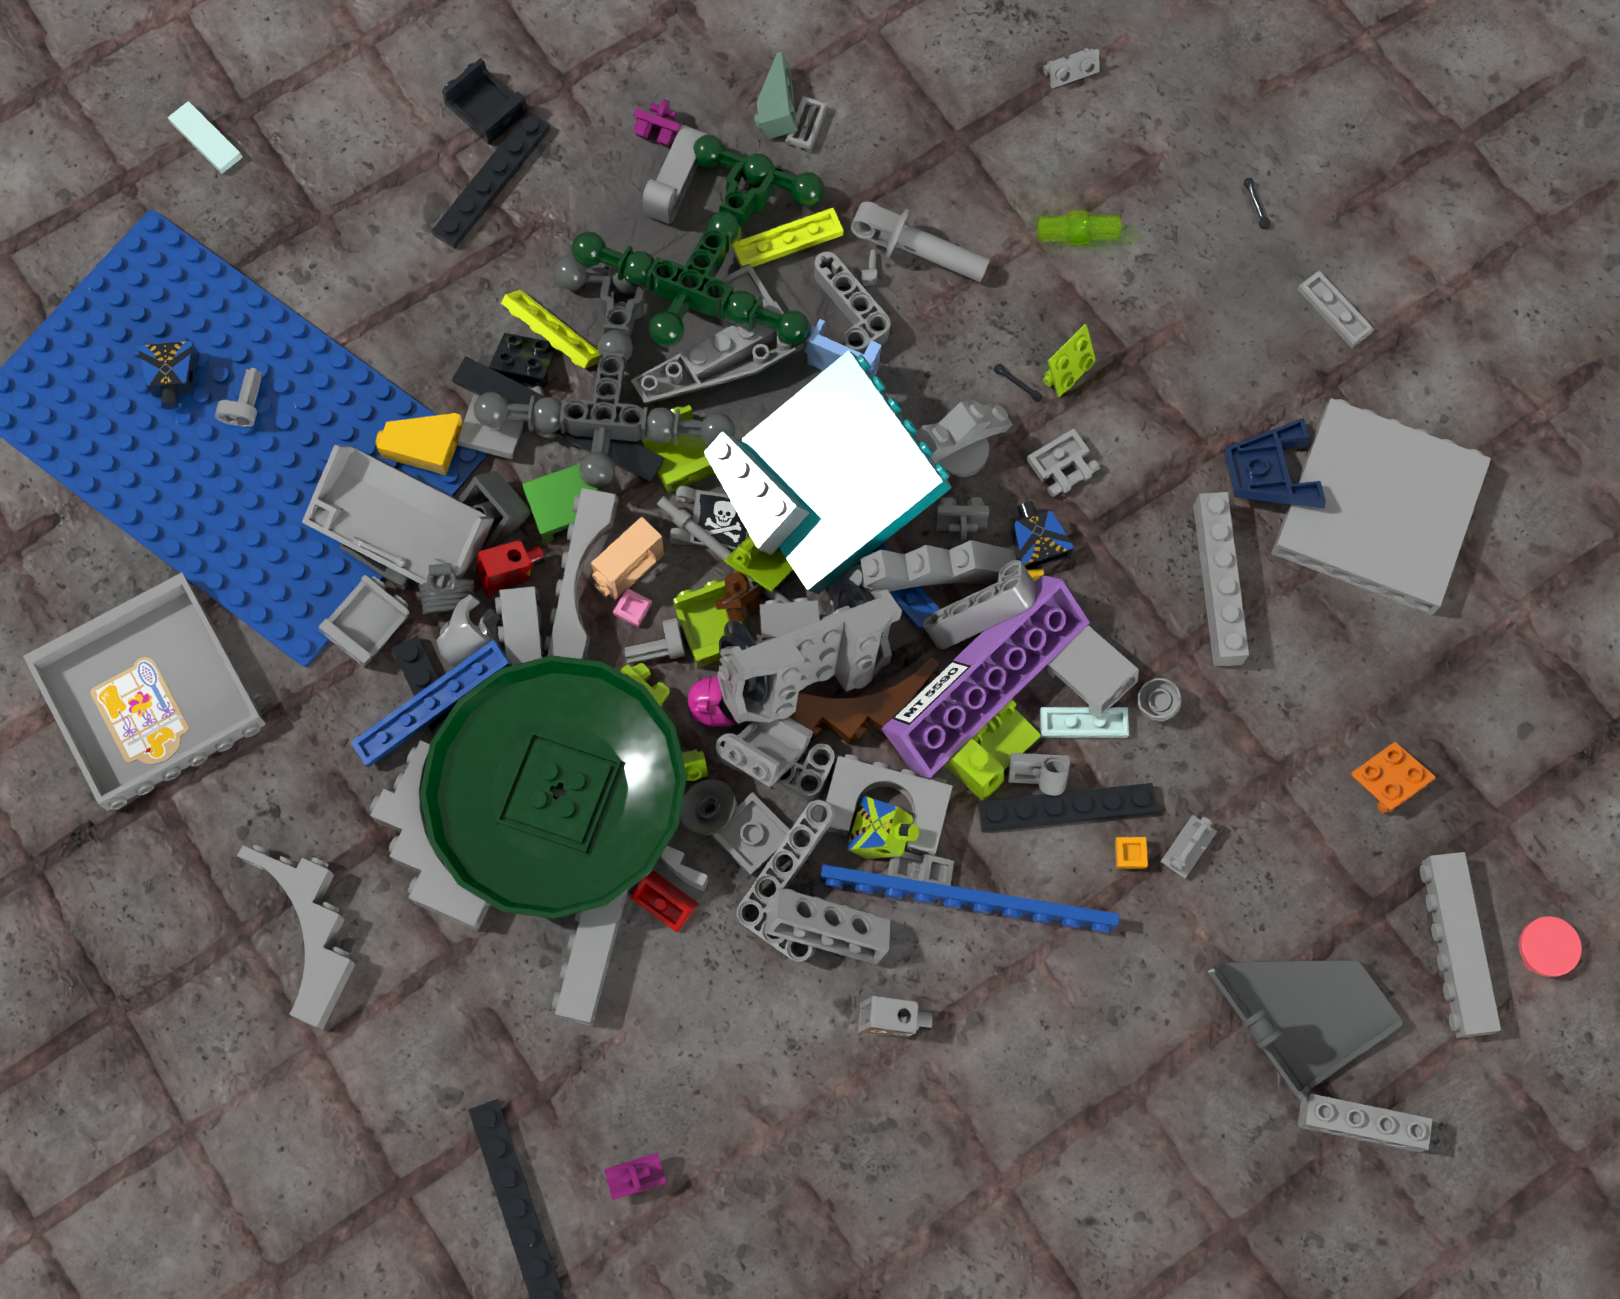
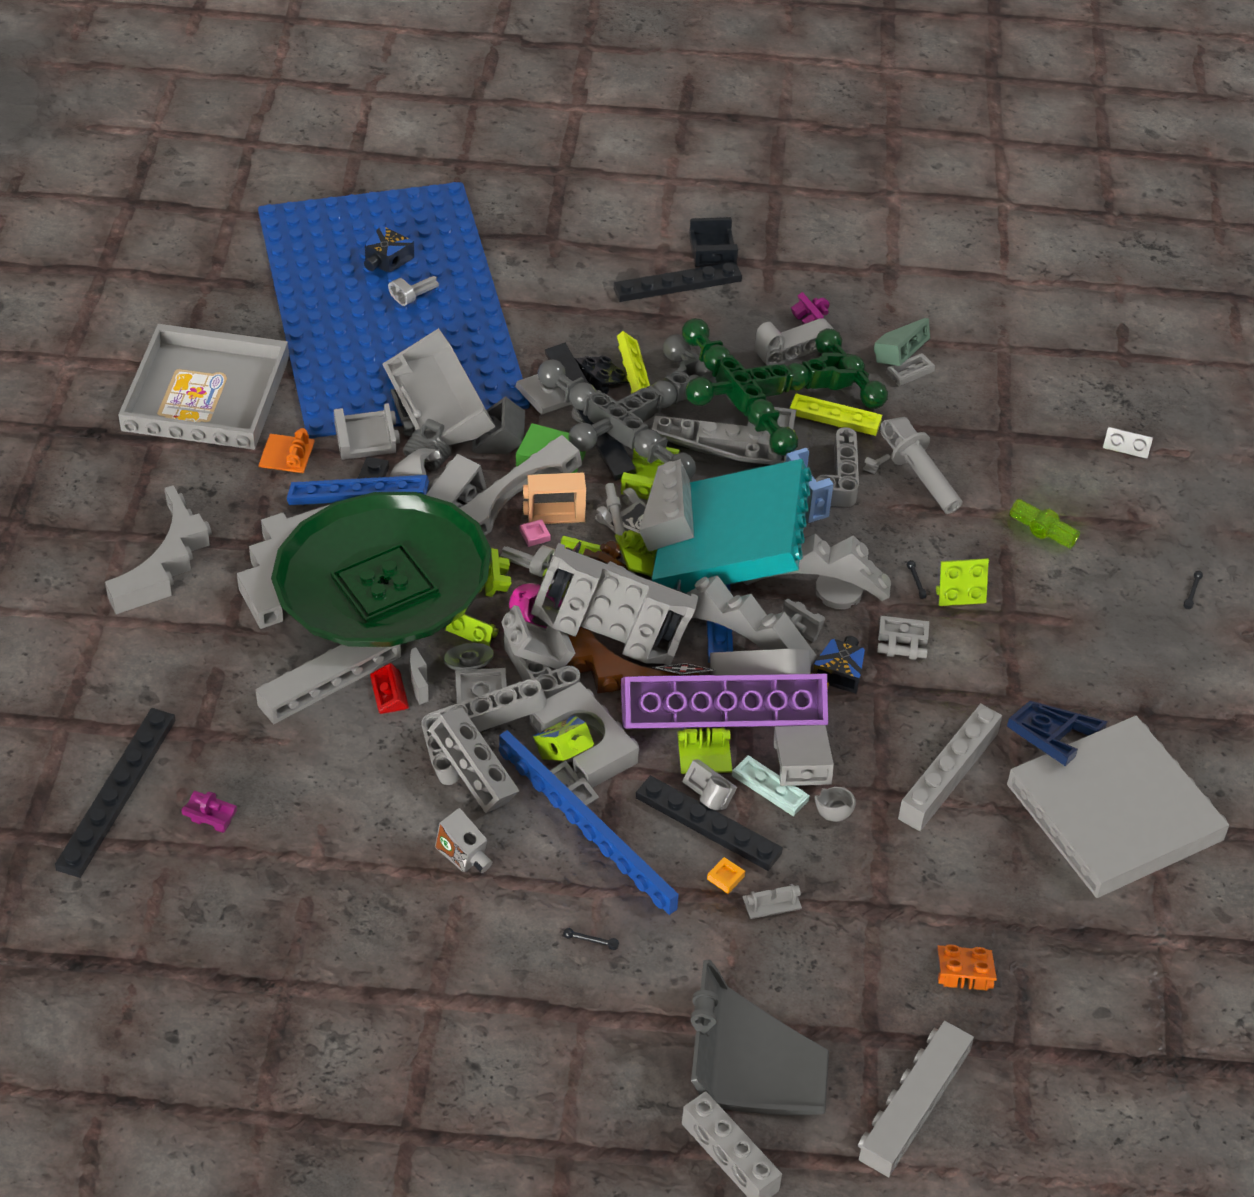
camera: 40 degrees right, 25 degrees down
(205, 137) = (529, 169): light aqua tile -> none
(305, 705) = (287, 452): none -> orange hinge
(421, 441) = (494, 368): yellow slope -> none
(506, 566) = (481, 452): red torso -> none
(913, 662) = (683, 668): none -> black sticker
(976, 769) = (664, 743): lime torso -> none
(1095, 1001) = (612, 943): none -> black hinge
(1335, 309) = (1195, 680): light grey tile -> none
(1549, 946) = (987, 1151): coral tile -> none

